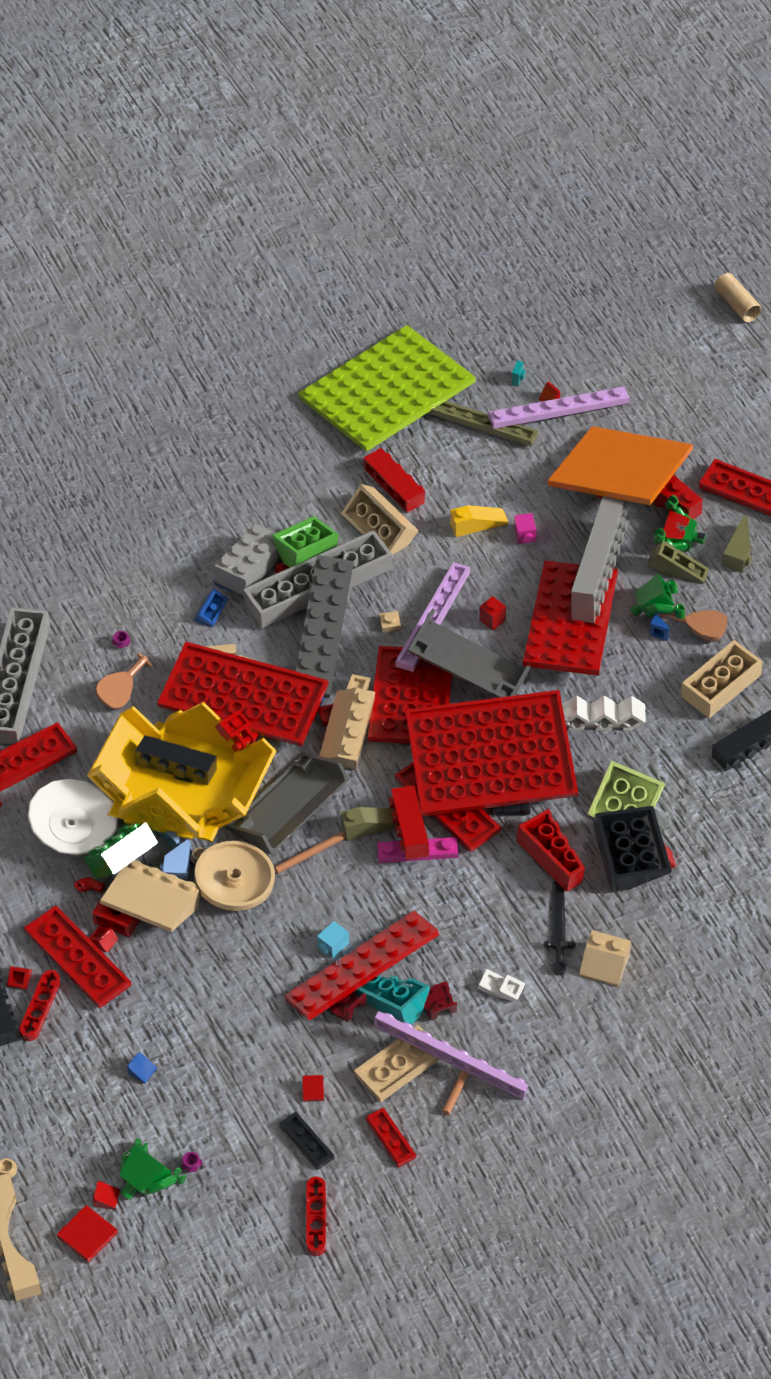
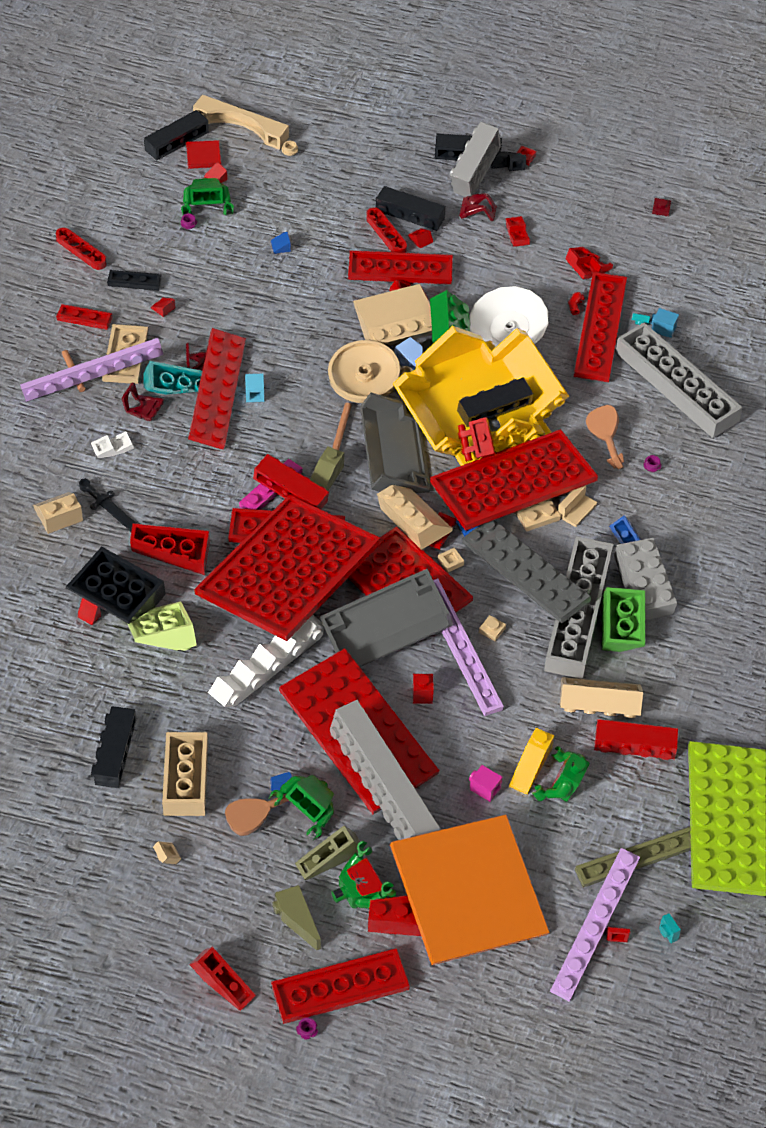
camera: 130 degrees right, 0 degrees up
(87, 1273) = (176, 135): none -> black brick
(469, 486) = (567, 778): none -> green torso

